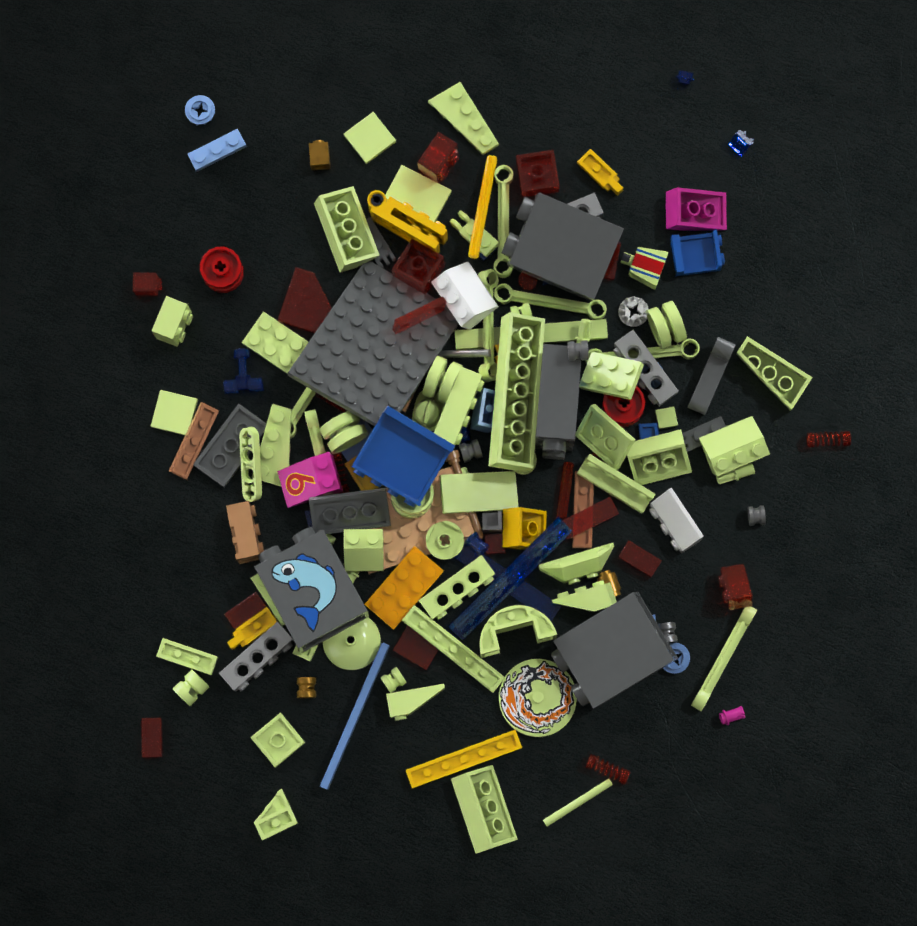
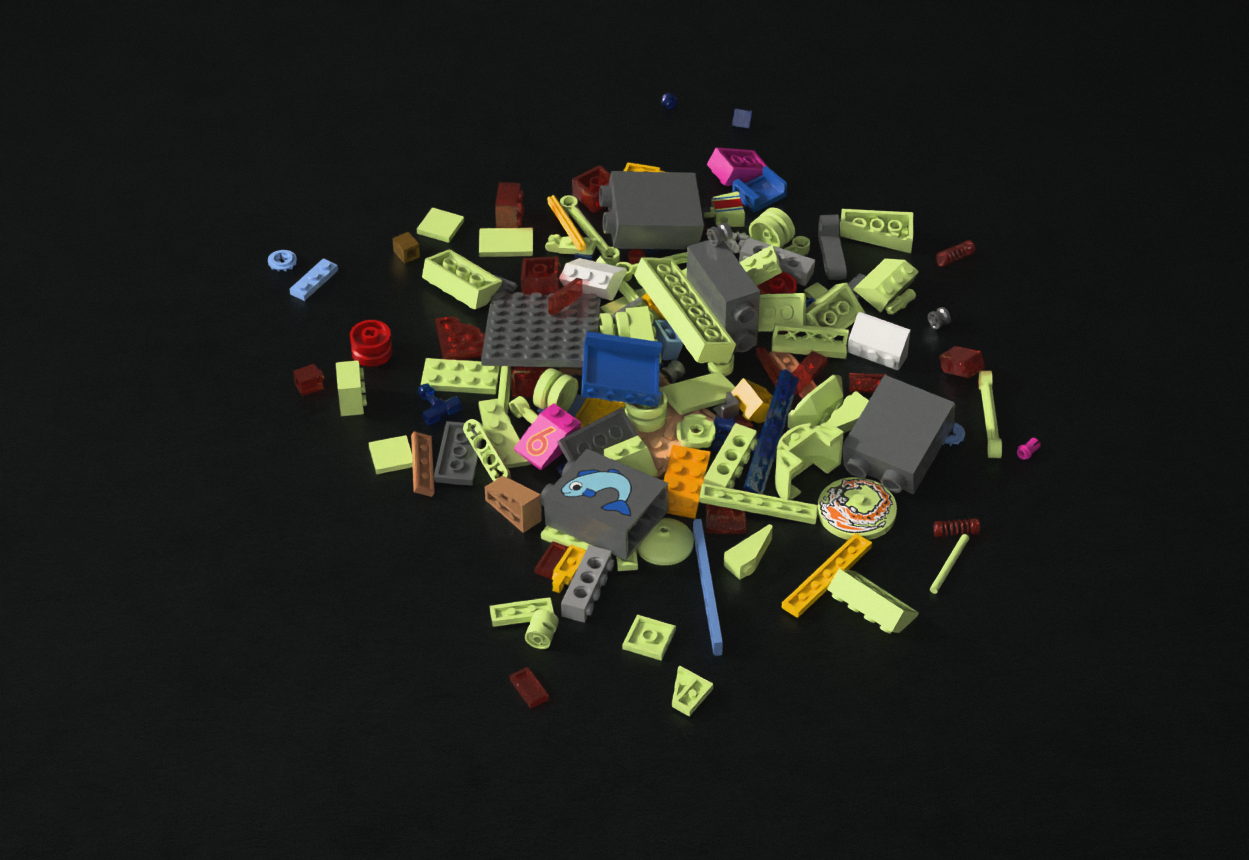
camera: 35 degrees left, 35 degrees down
(306, 687) = (648, 585): pearl gold wheel -> none
(393, 680) = (722, 544): yellowish green wheel -> none
(405, 221) = (505, 251): yellow hinge -> none
(461, 112) = (532, 190): yellowish green wing -> none

